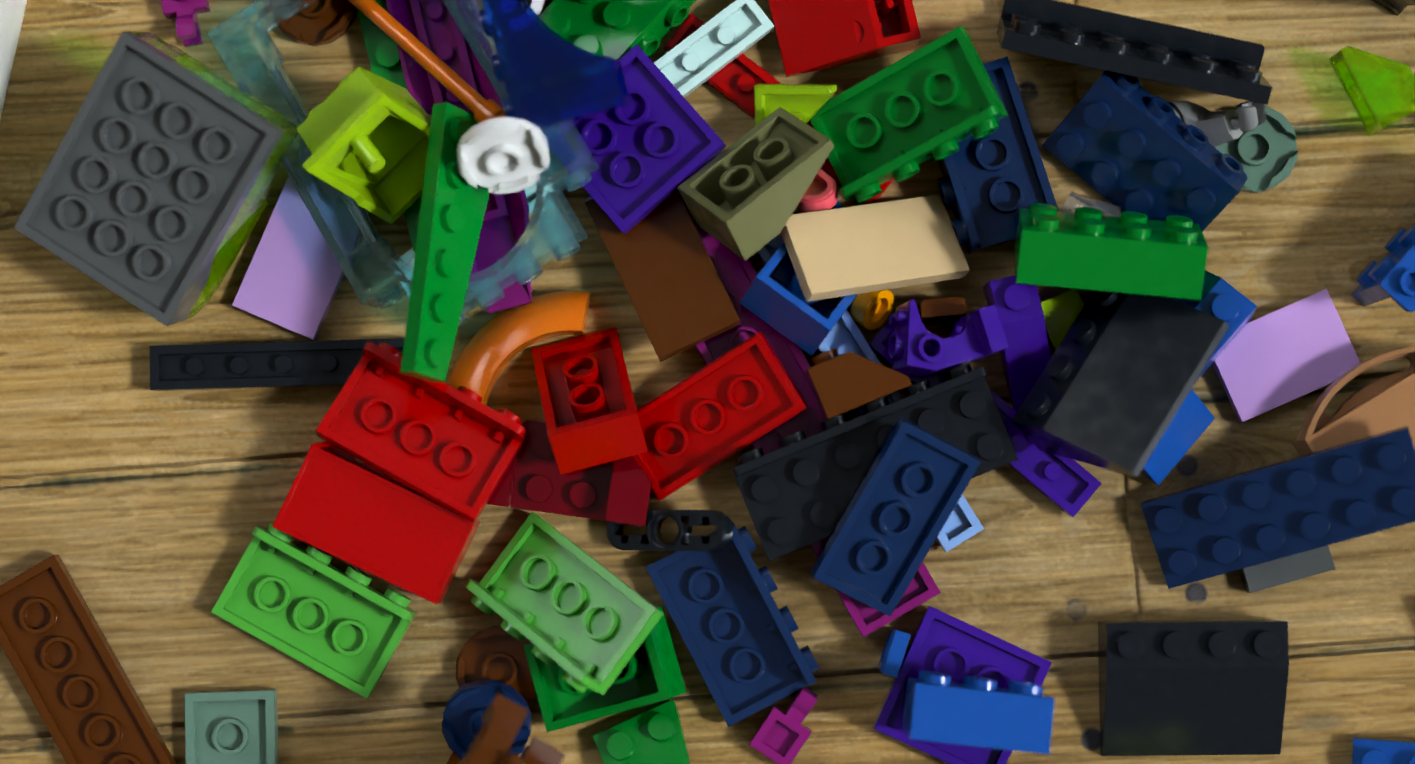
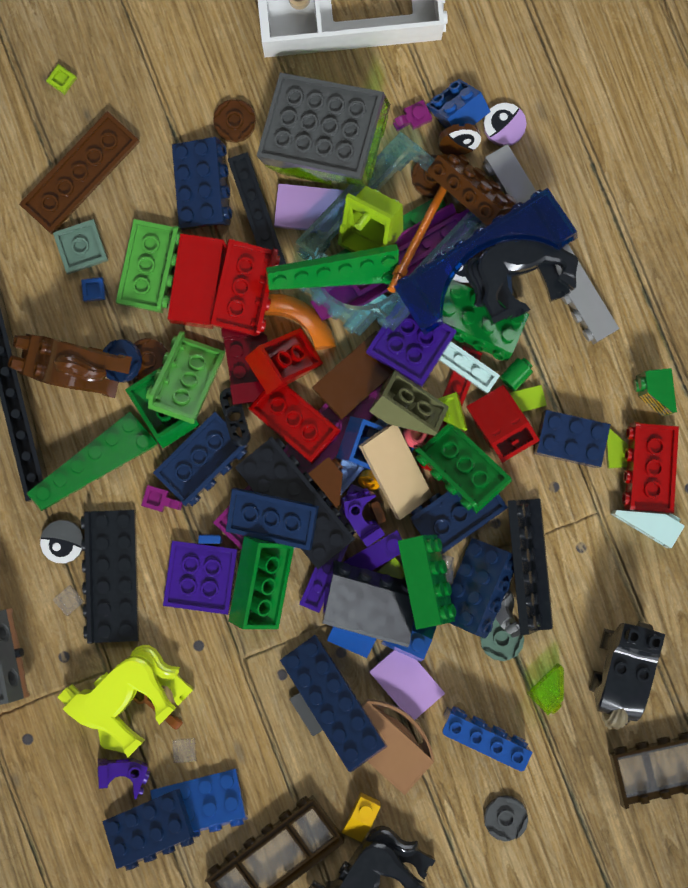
camera: 75 degrees right, 0 degrees up
(78, 353) = (234, 120): none -> reddish brown tile
(182, 456) = (201, 183): none -> dark blue bracket
(326, 736) = (93, 289): none -> blue tile
(503, 155) = (381, 283): white tile -> none
(978, 712) = (192, 584): blue brick -> none
(1014, 581) = (260, 584): none -> green slope
(1192, 687) = (236, 684): black slope -> none

